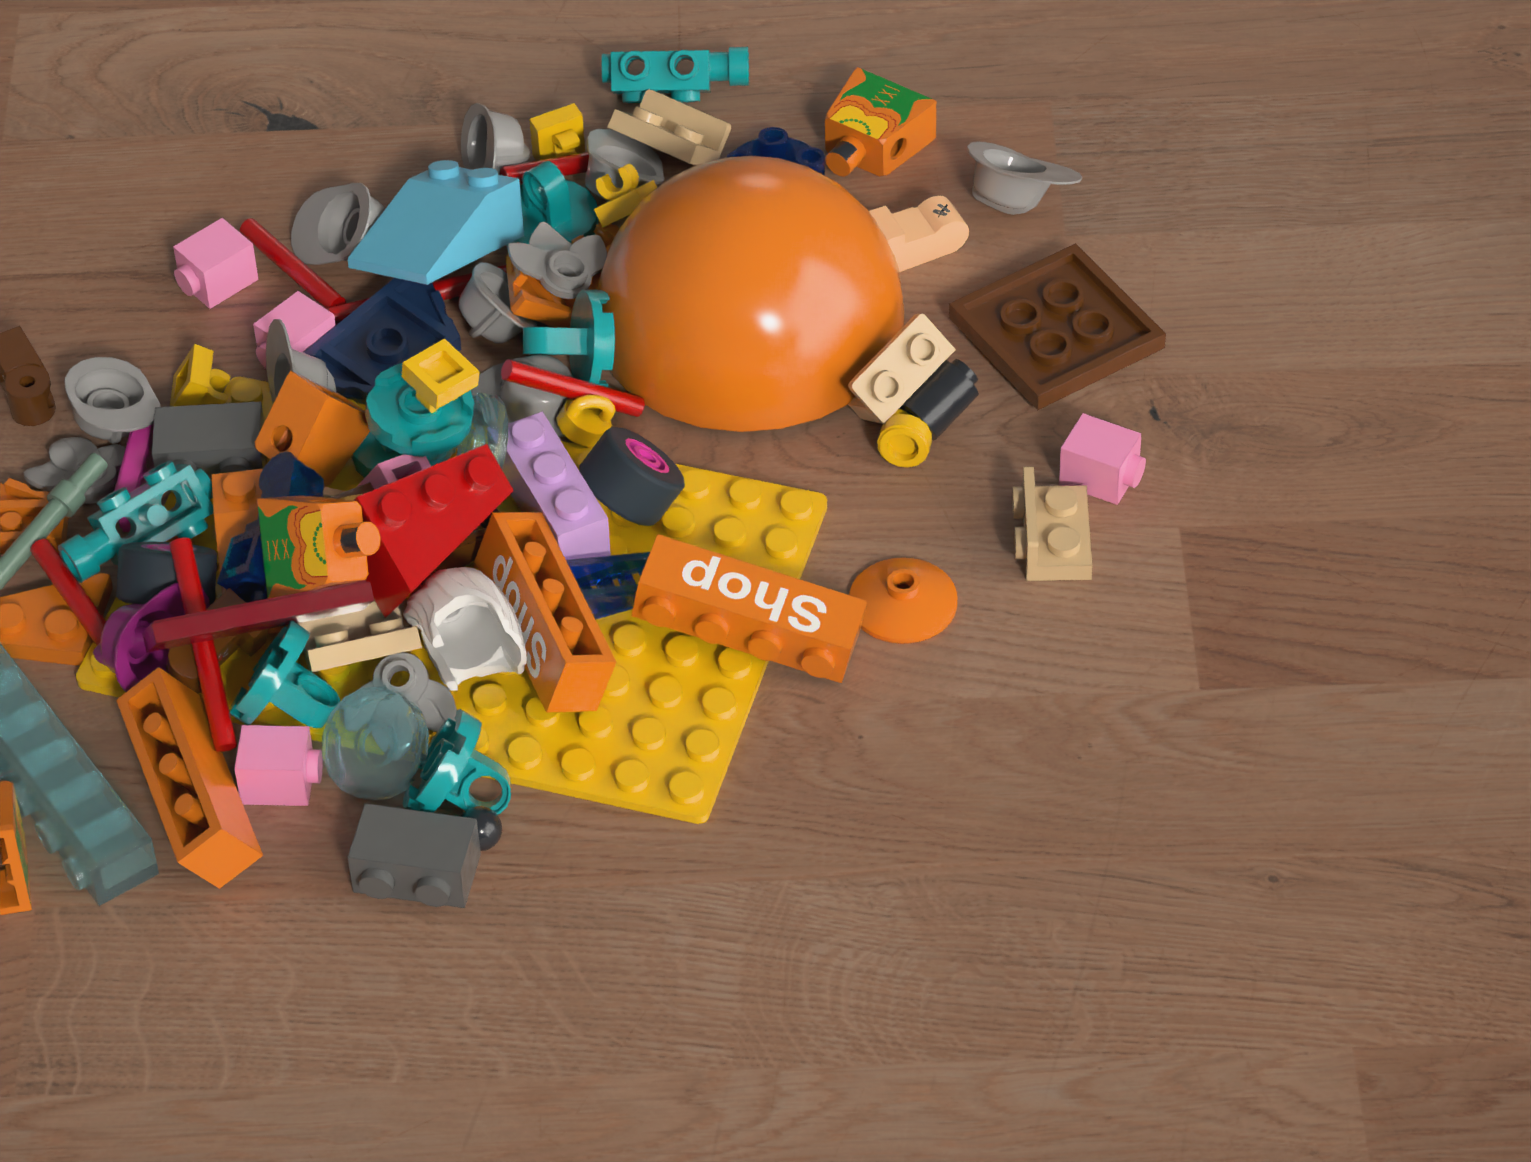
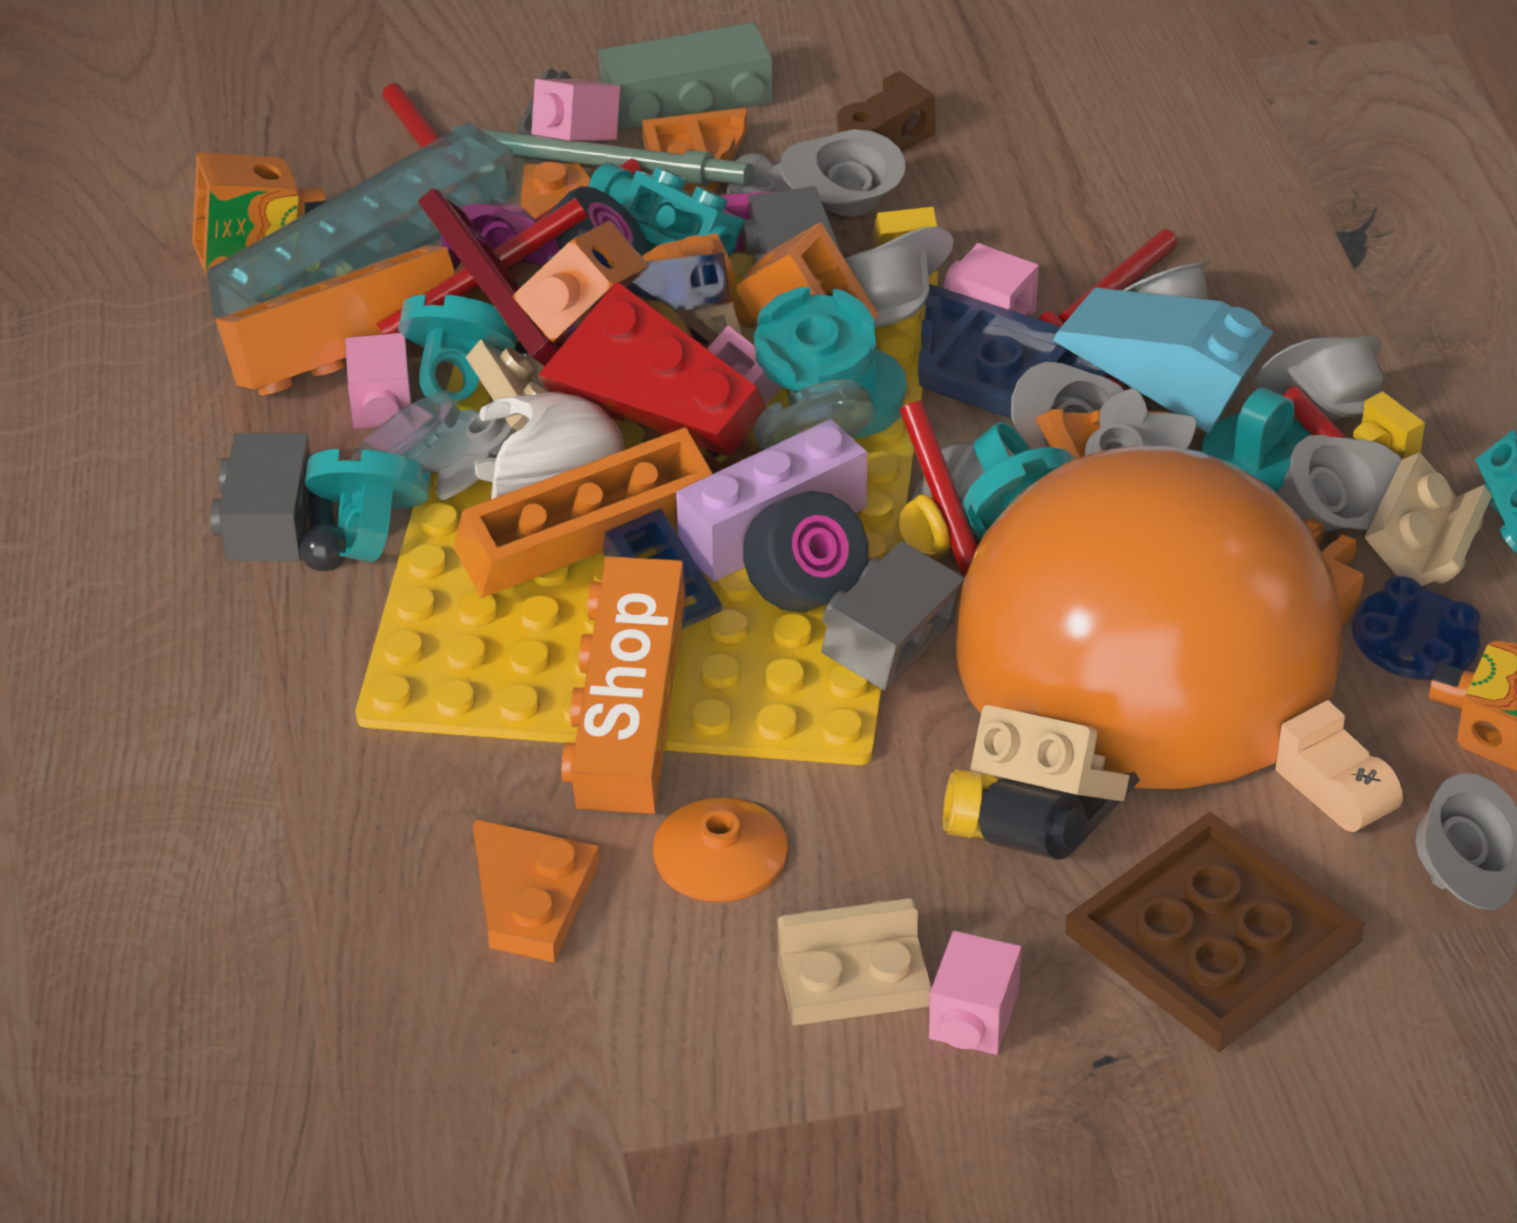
camera: 80 degrees right, 5 degrees down
(215, 263) = (1087, 217): bright pink brick -> none
(439, 375) = (823, 316): yellow tile -> none
(621, 200) = (1272, 467): yellow tile -> none
(707, 441) = (891, 614): none -> dark grey brick
(928, 716) = (531, 887): none -> orange wing

